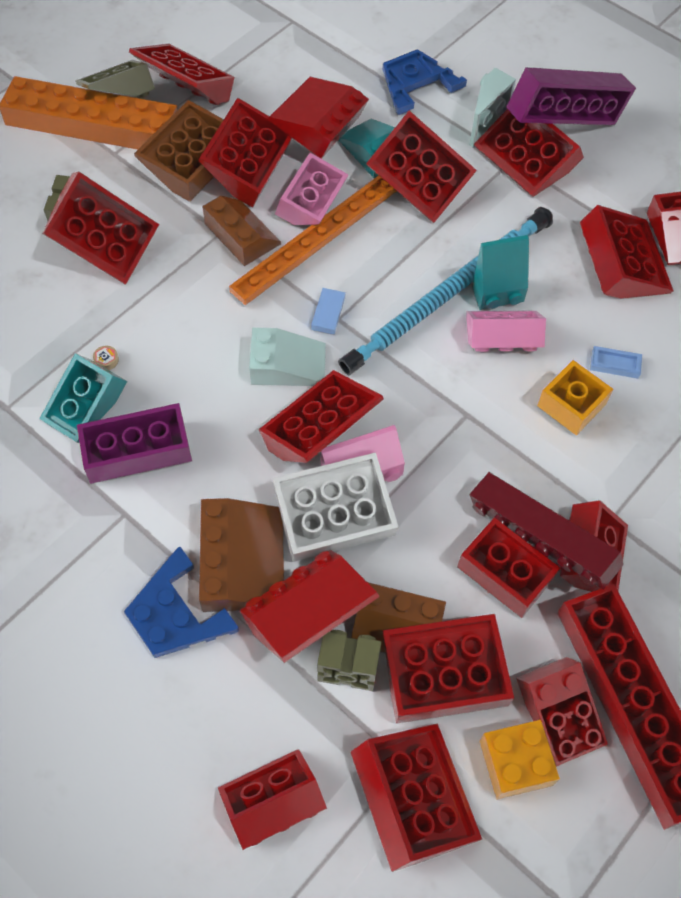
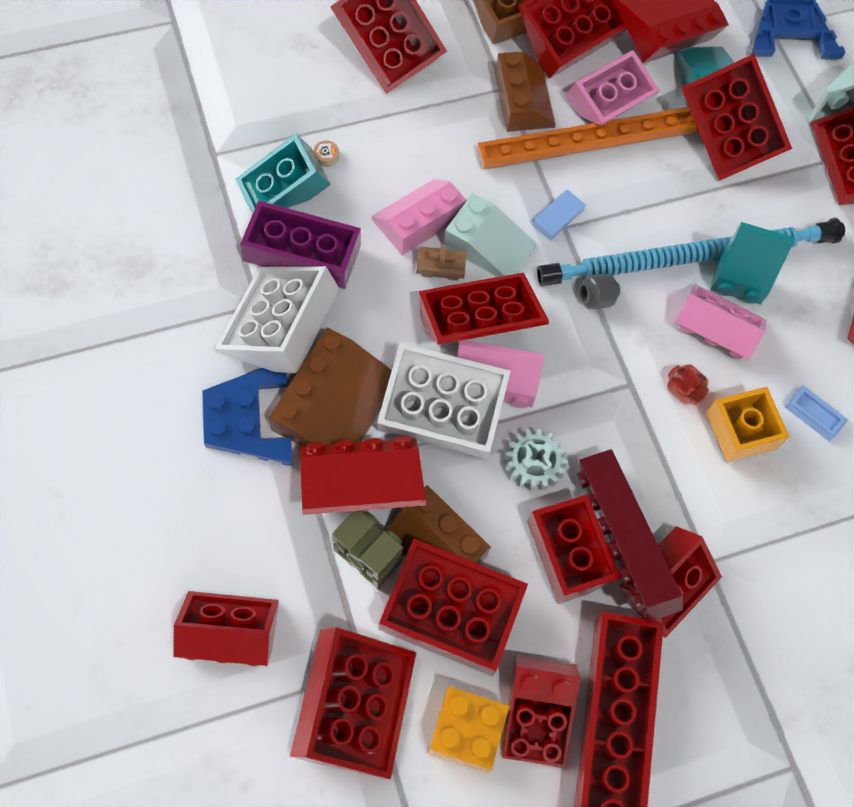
camera: 25 degrees right, 5 degrees up
(152, 513) = (279, 317): none -> white slope
(217, 367) = (420, 214): none -> bright pink slope
(260, 397) = (441, 262): none -> medium nougat hips
(398, 354) = (599, 291): none -> dark grey head
(434, 525) = (535, 447): none -> light aqua gear
(511, 390) = (687, 384): none -> clear red head

